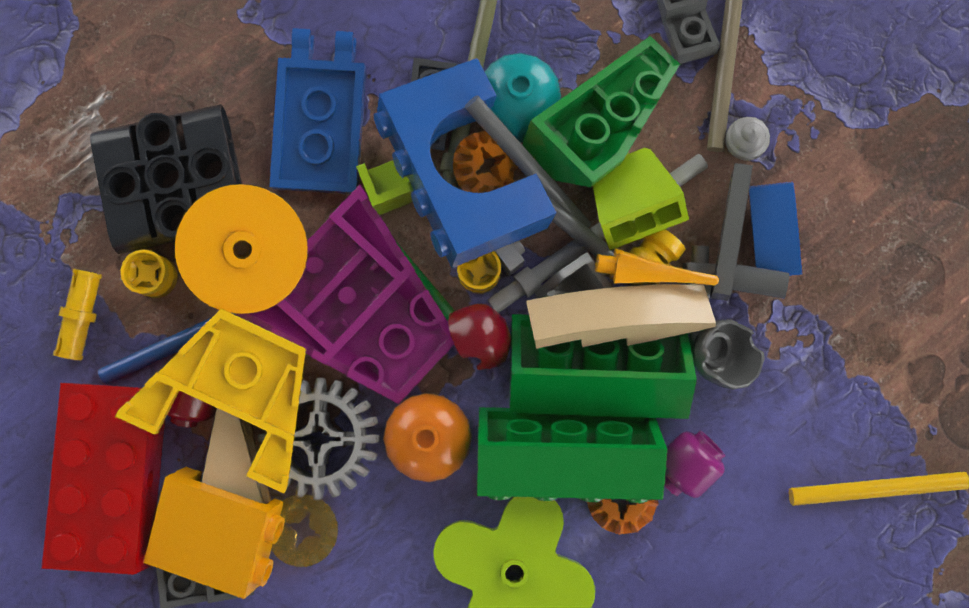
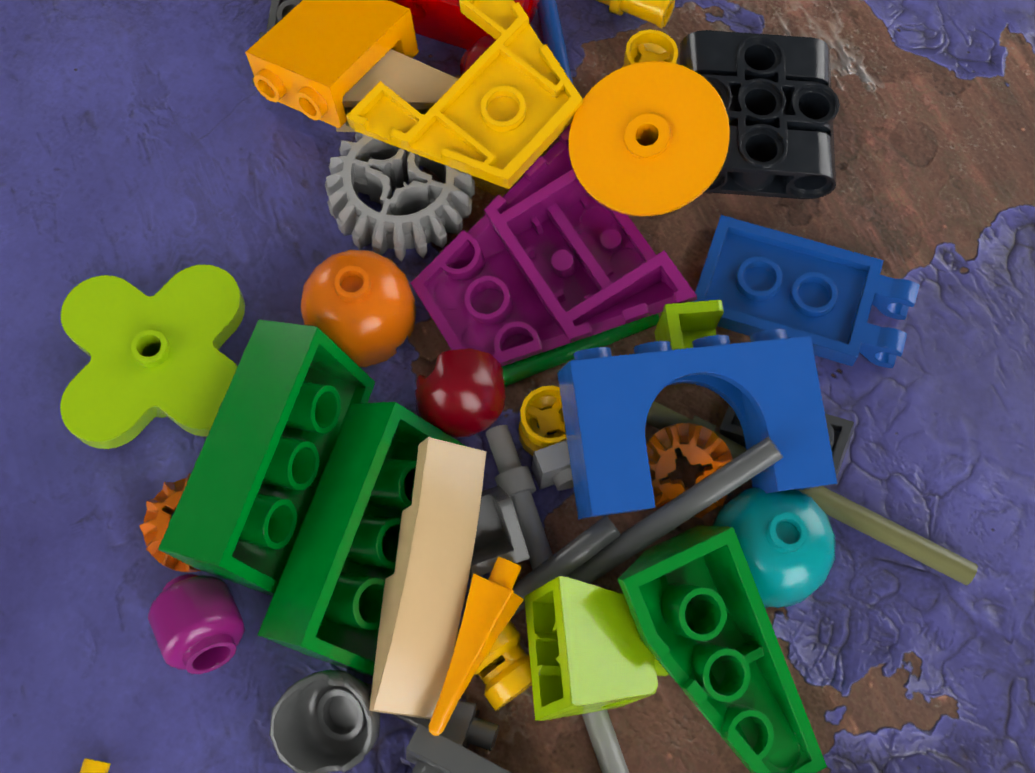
camera: 105 degrees right, 15 degrees down
(314, 548) = (298, 129): clear yellow gear -> none

